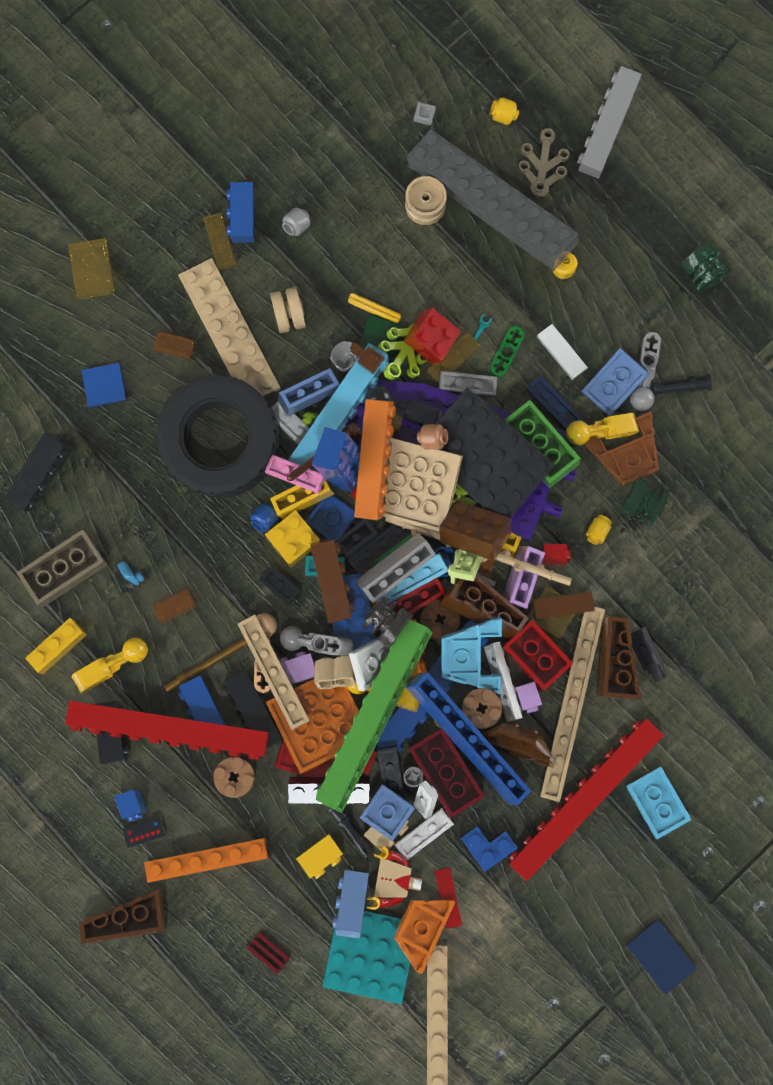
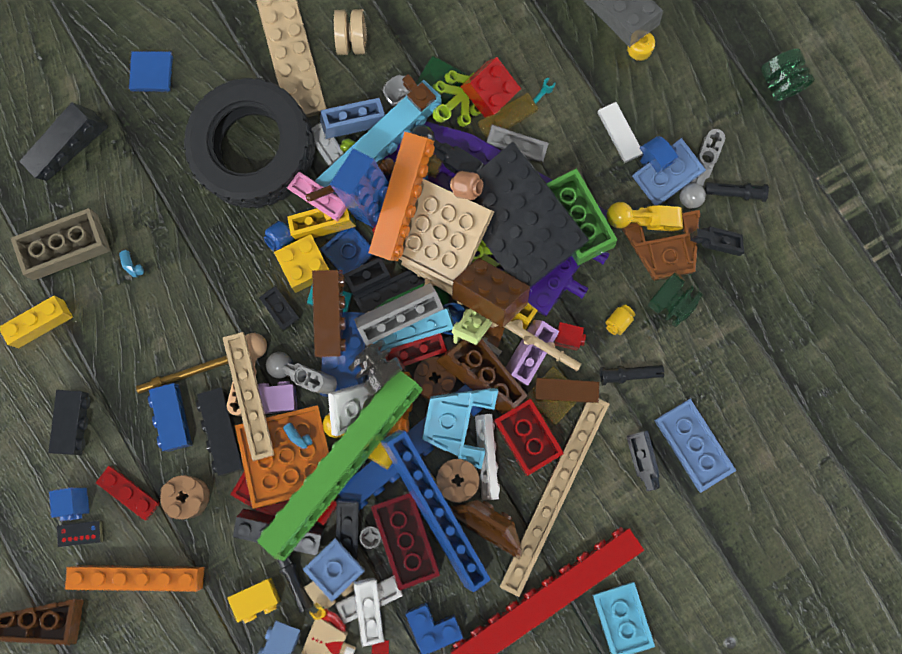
camera: 10 degrees right, 0 degrees up
(95, 673) = (78, 355): yellow beam -> none
(166, 728) = (124, 432): red brick -> none
(174, 345) = (230, 47): clear orange tile -> none
(174, 606) = (167, 307): clear orange plate -> none
(179, 785) = (127, 493): none -> red plate
(325, 701) = (294, 436): none -> dark azure arm
(334, 672) = (310, 410): tan brick -> none
(374, 308) = (439, 50): yellow axle -> none
(425, 799) = (378, 563): white plate -> none
(426, 844) = (368, 611): none -> white tile
(517, 343) = (565, 112): green beam -> none
(528, 697) = (509, 479): lavender brick -> none
(553, 403) = (599, 180): dark blue plate -> none
(601, 367) = (658, 154): none -> blue brick
(611, 580) = (622, 374): none -> black pin
(617, 663) = (610, 461): reddish brown wedge -> none
(675, 436) = (719, 240): none -> black hinge
(691, 631) = (695, 445): none -> medium blue tile

